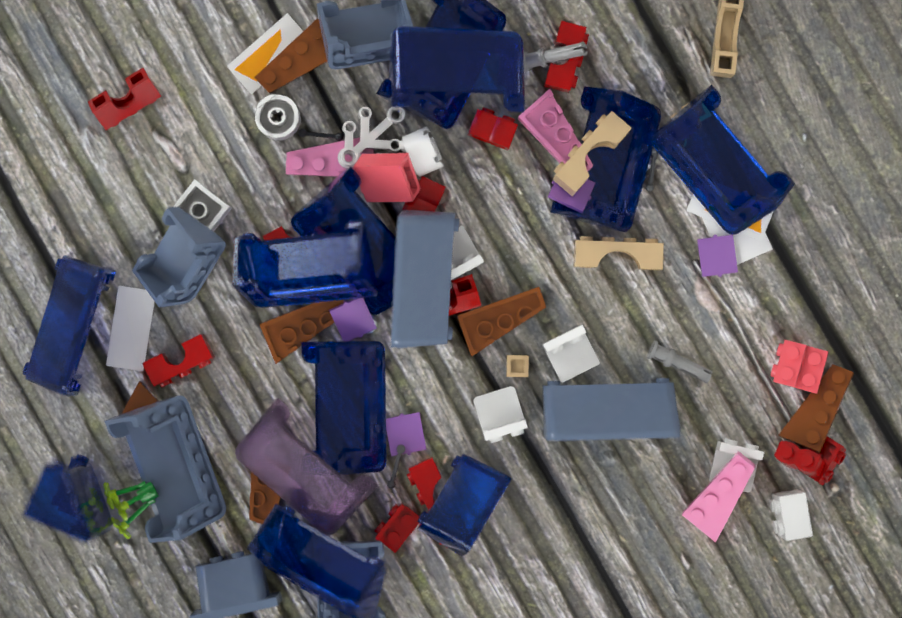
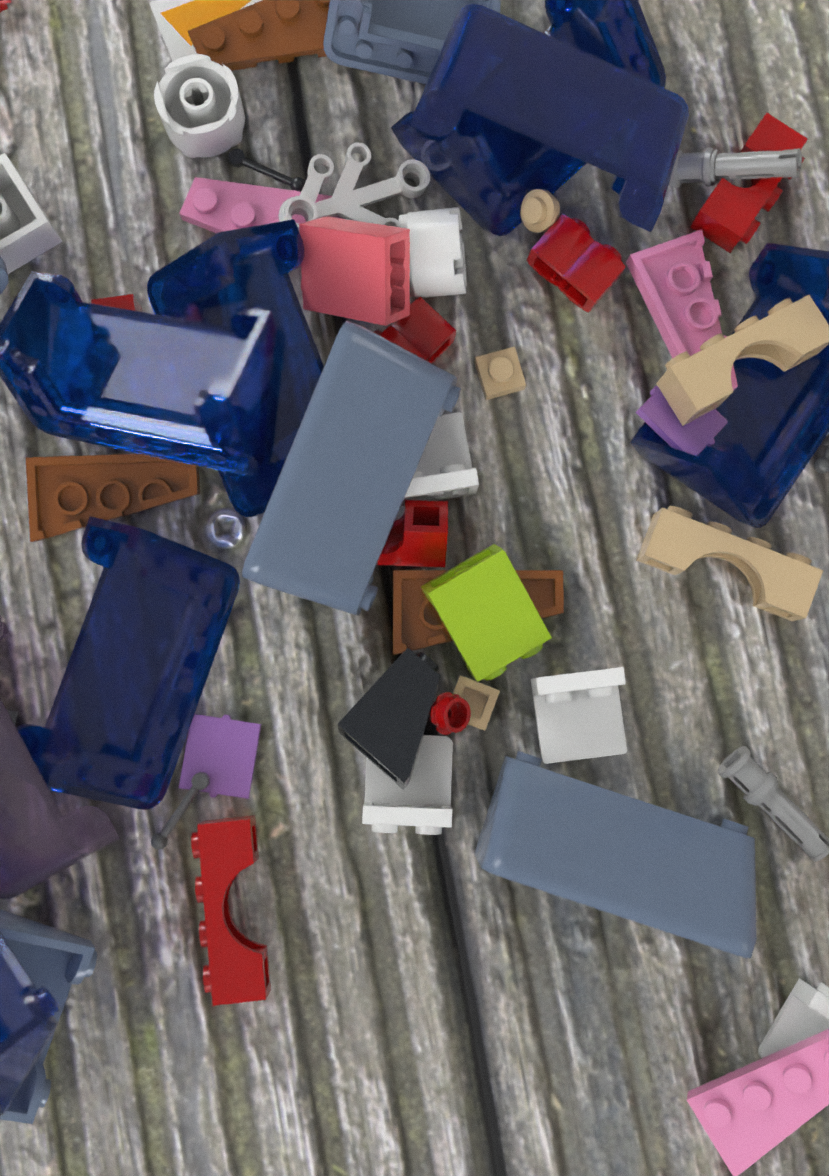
camera: 15 degrees right, 5 degrees down
(353, 319) = (201, 508): medium lavender piece -> none
(398, 527) = (140, 928): red bracket -> none
(464, 504) = (277, 935): clear blue windscreen -> none
(465, 110) = (539, 210): none -> tan plate
(474, 197) = (500, 373): none -> tan plate
(482, 385) = (393, 716): none -> black slope
(508, 375) = (450, 713): none -> red plate
(509, 321) = (487, 613): none -> lime panel

